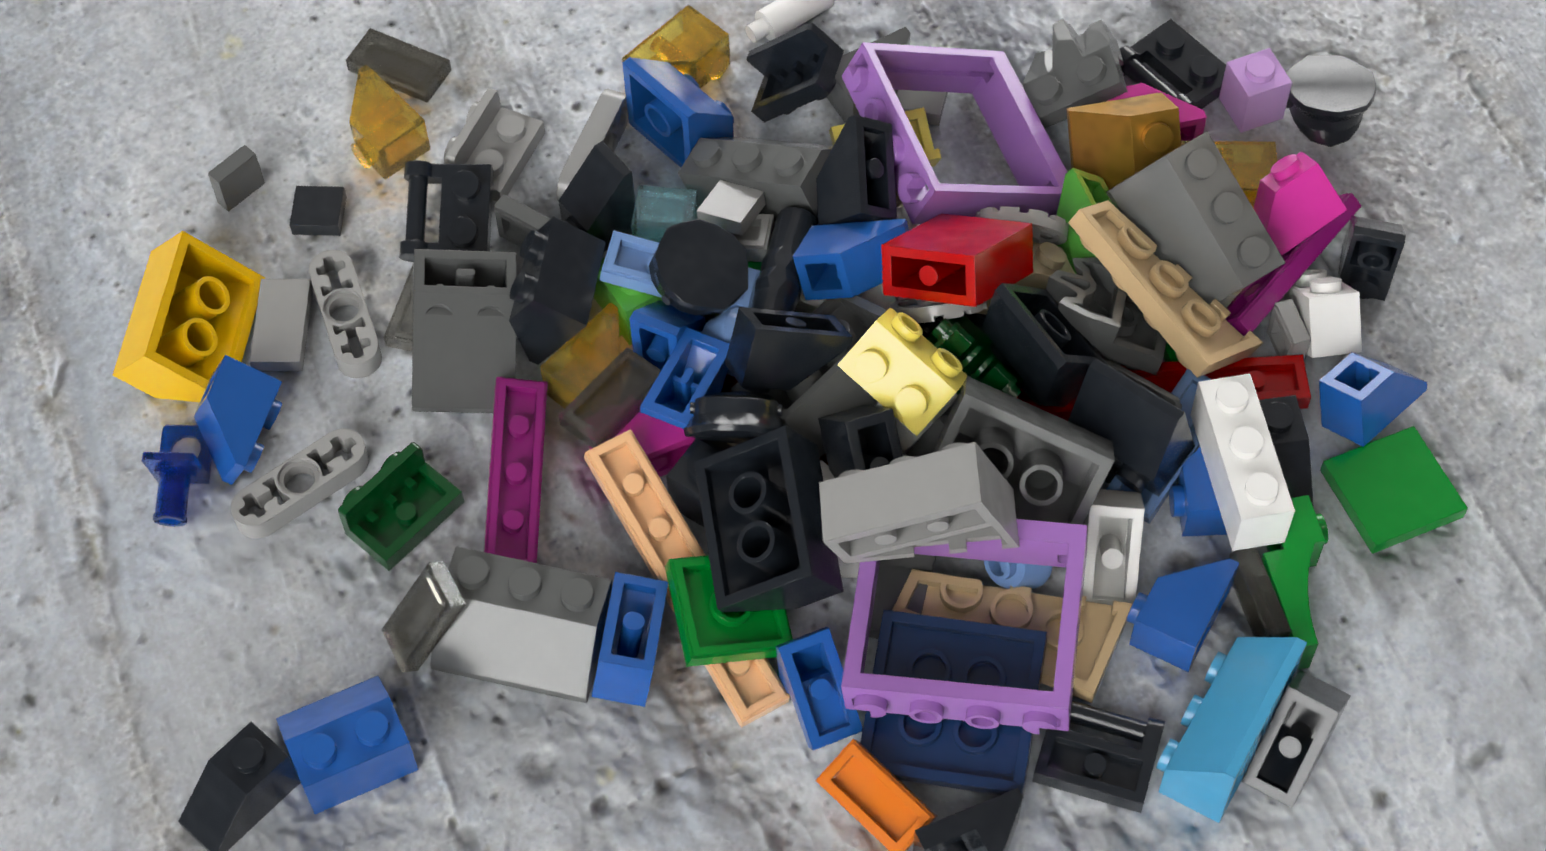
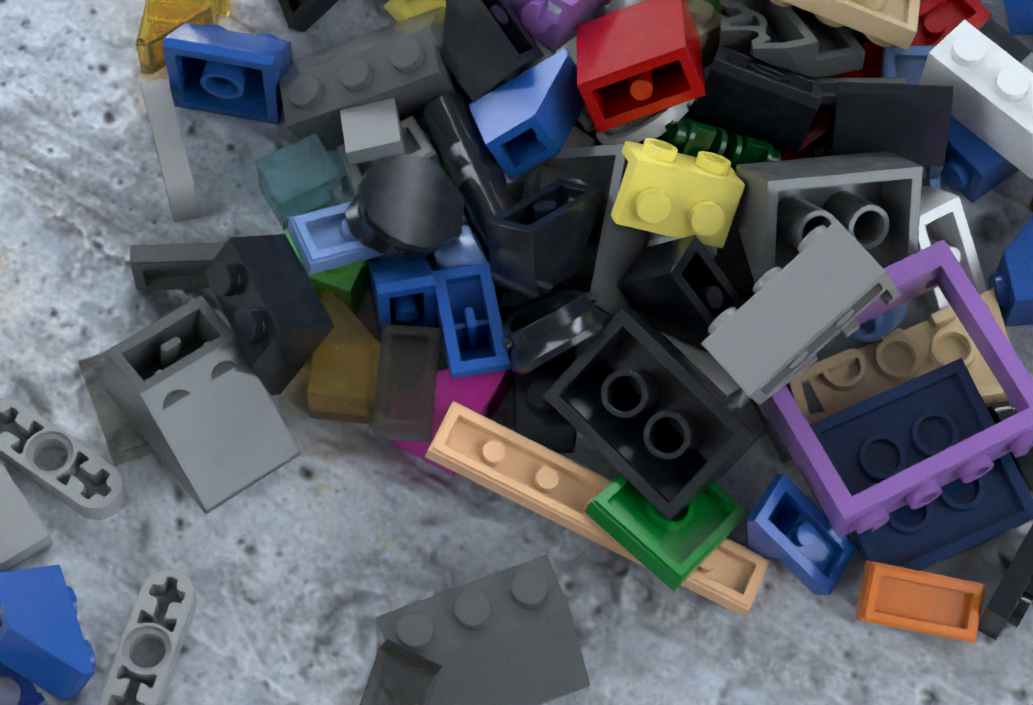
camera: 40 degrees left, 5 degrees up
(398, 506) = (273, 616): dark green bracket -> none
(463, 206) = (93, 287): black plate -> none
(496, 138) = (68, 207): light grey bracket -> none
(515, 469) = (355, 510): magenta tile -> none
(600, 196) = (229, 192): black slope -> none
(630, 639) = (605, 600): blue slope -> none

